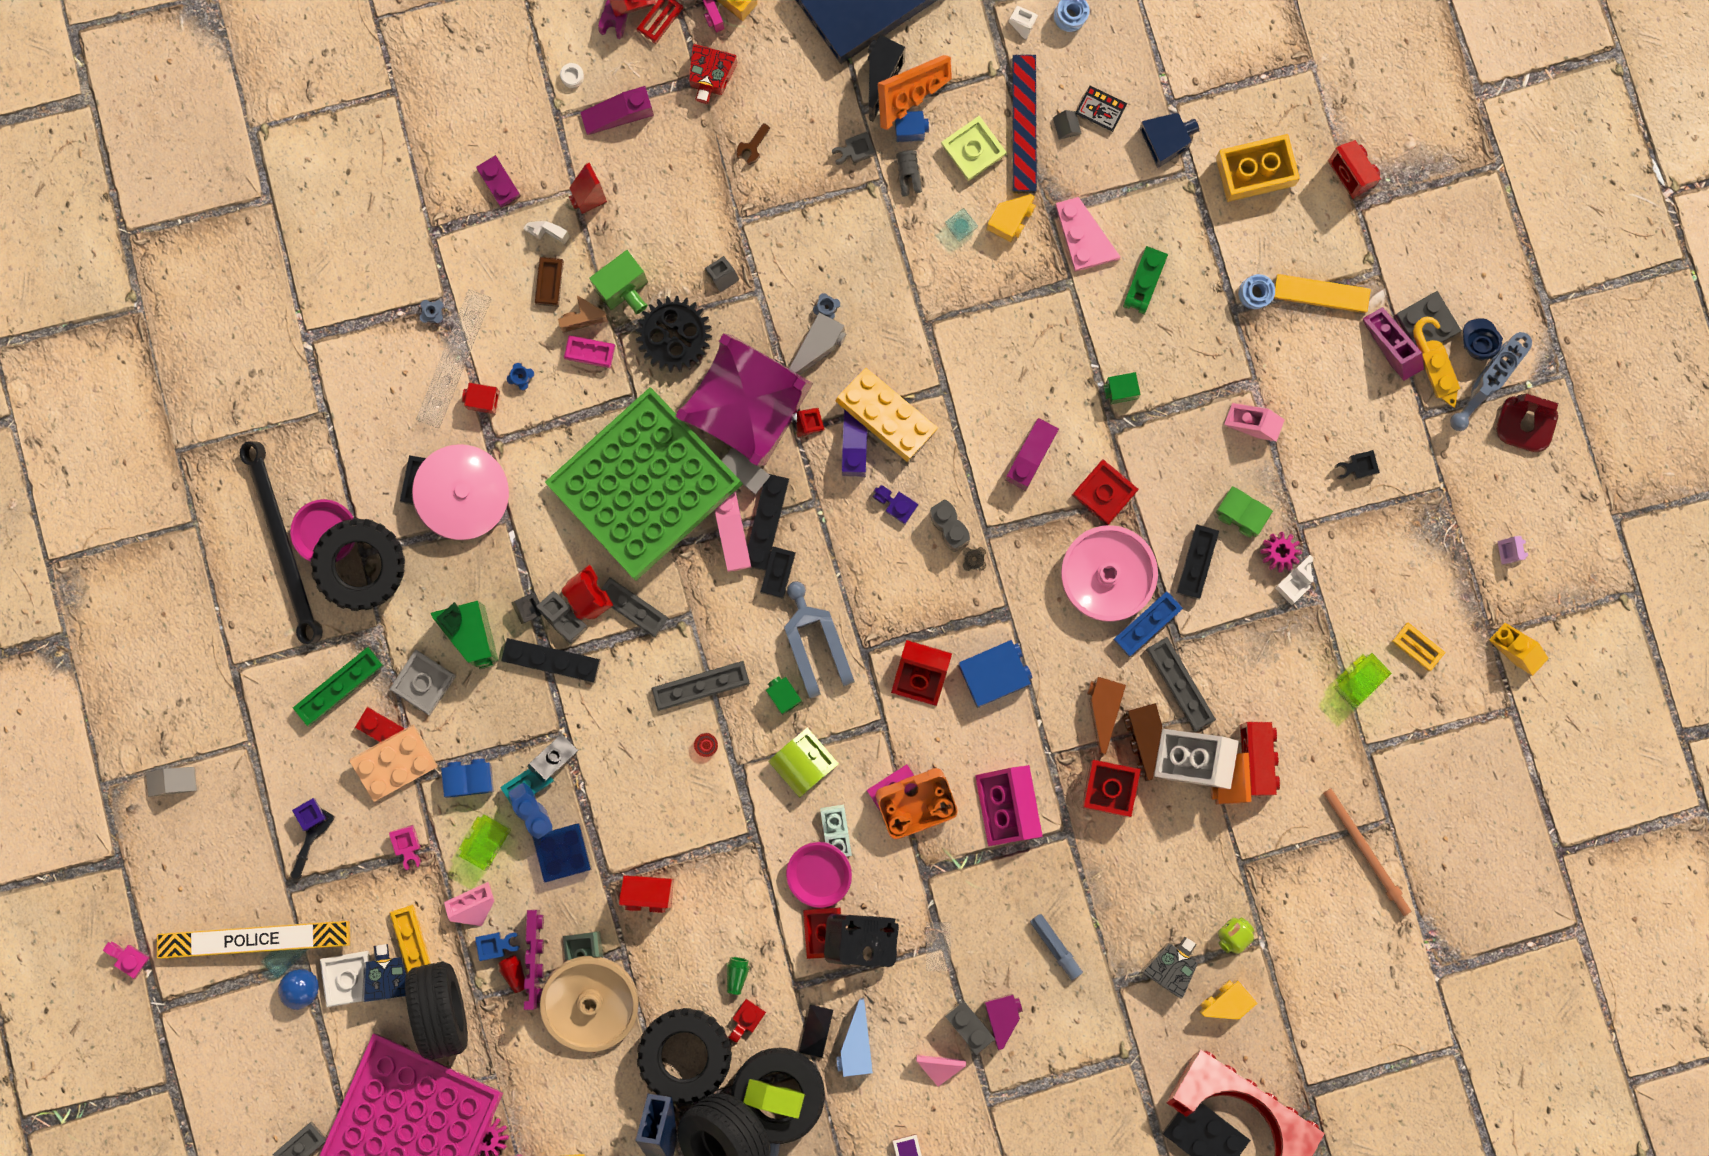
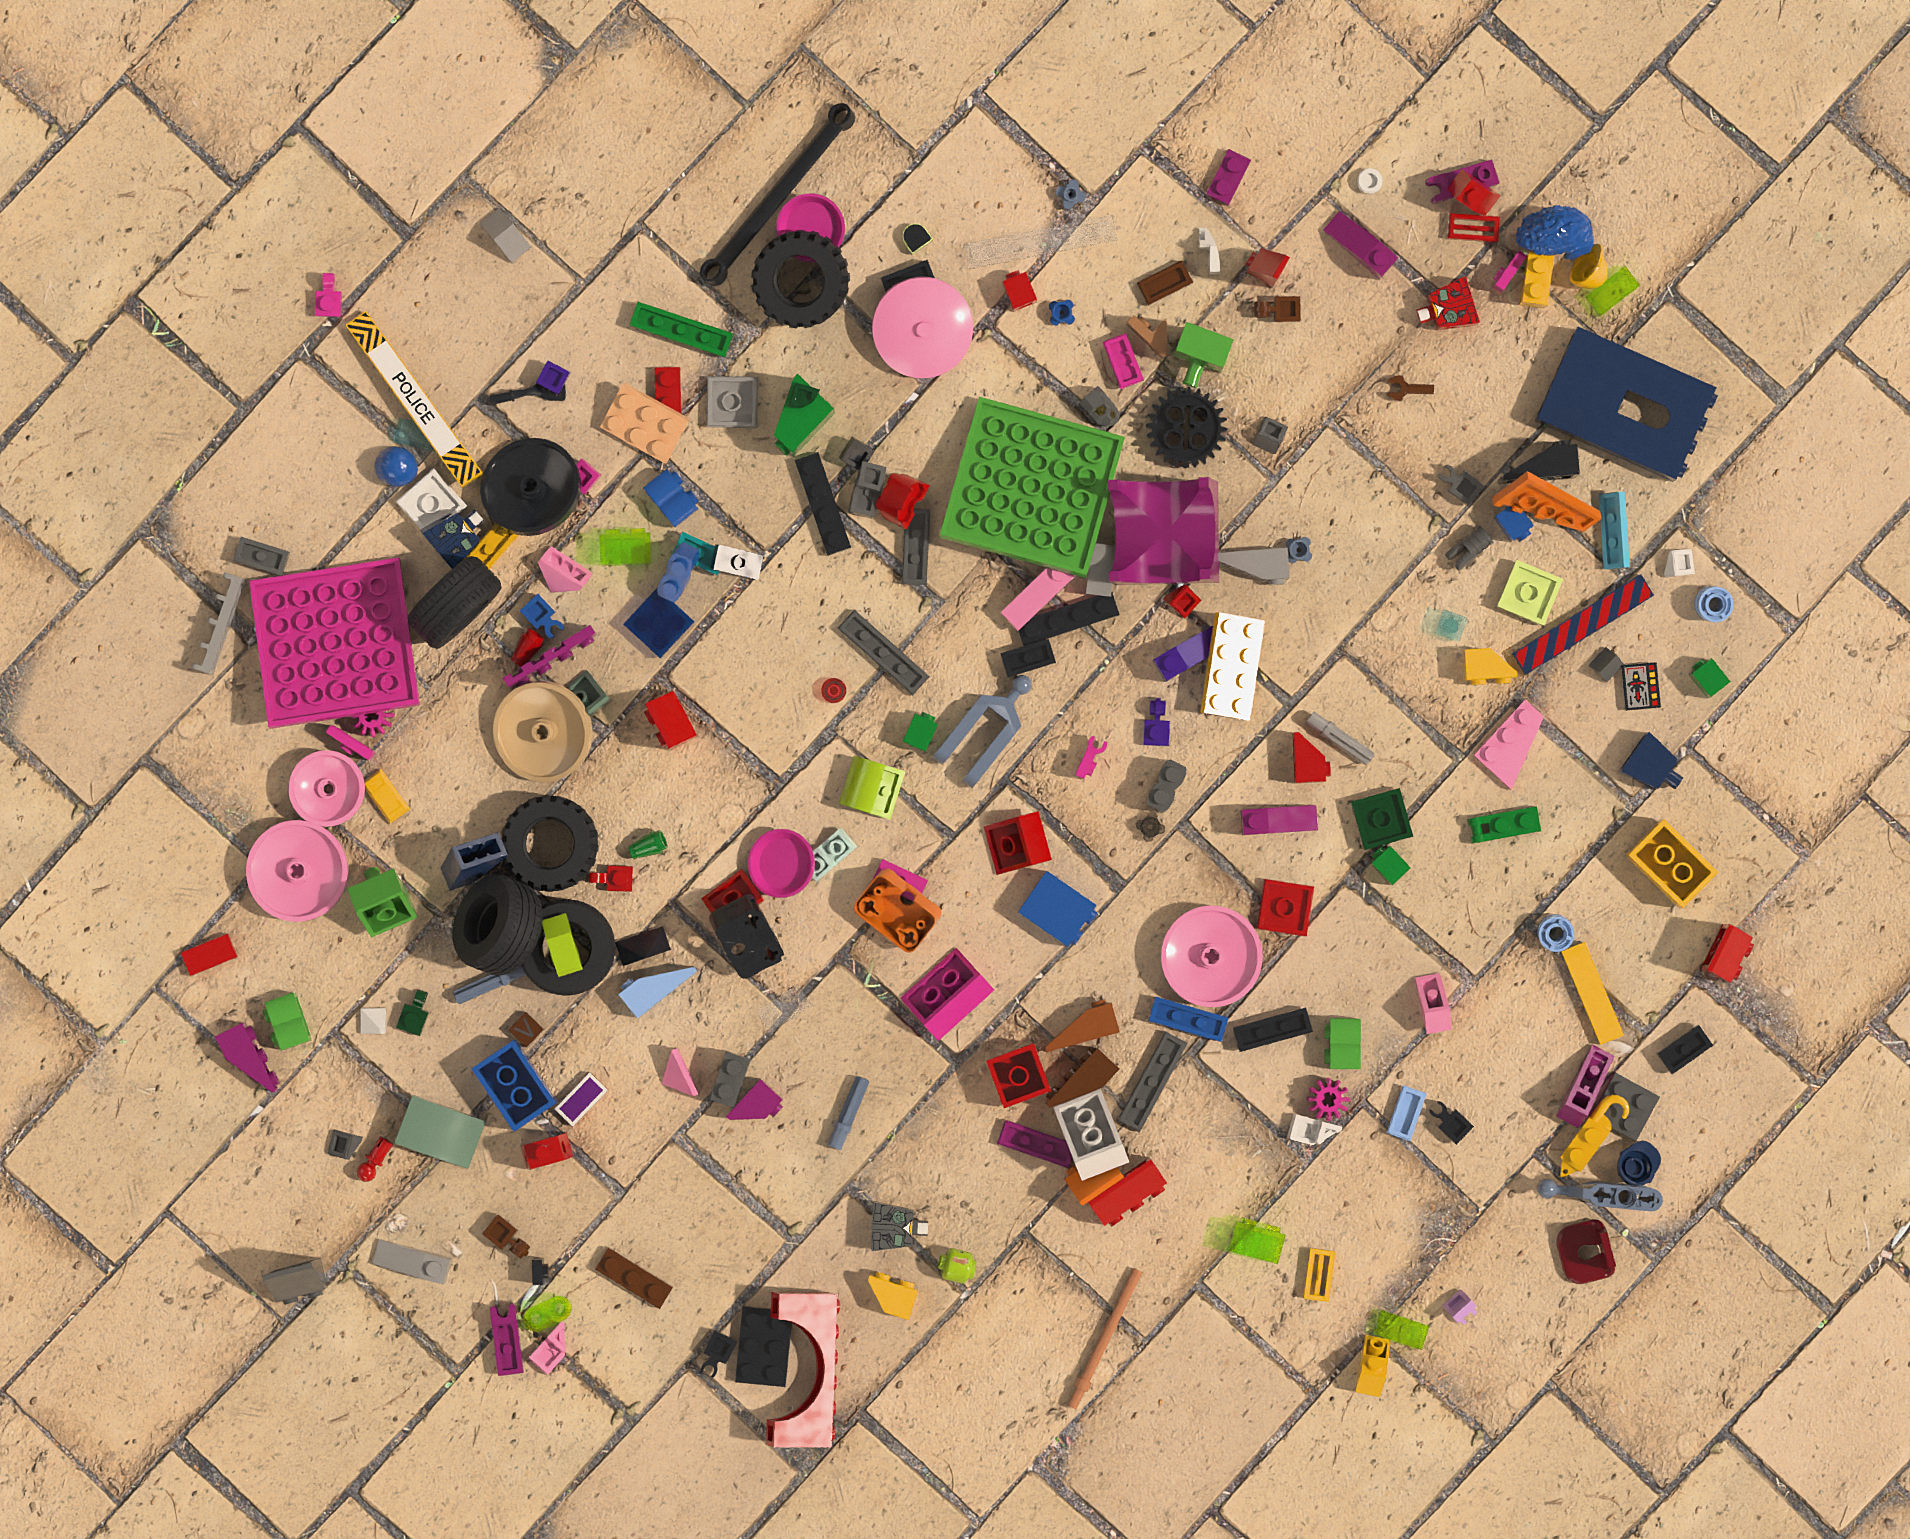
camera: 55 degrees right, 5 degrees up
(384, 888) = (530, 486): none -> black dish
(386, 454) = (916, 237): none -> black tile
(615, 392) = (1100, 408): none -> dark grey rock
(630, 201) = (1285, 309): none -> reddish brown plate
(894, 578) = (1087, 764): none -> dark pink plate
(966, 53) = (1614, 530): none -> medium azure plate
(996, 366) = (1328, 730): none -> light grey axle
(999, 401) = (1308, 761): none -> red slope
(1081, 372) = (1381, 819): none -> dark green plate
(1127, 51) = (1708, 677): none -> green brick
(1174, 809) = (1035, 1143): none -> magenta tile
(1329, 497) = (1406, 1113): none -> light blue tile
(1411, 248) = (1684, 1049): none -> black plate
(1502, 608) = (1401, 1329): none -> clear neon green tile

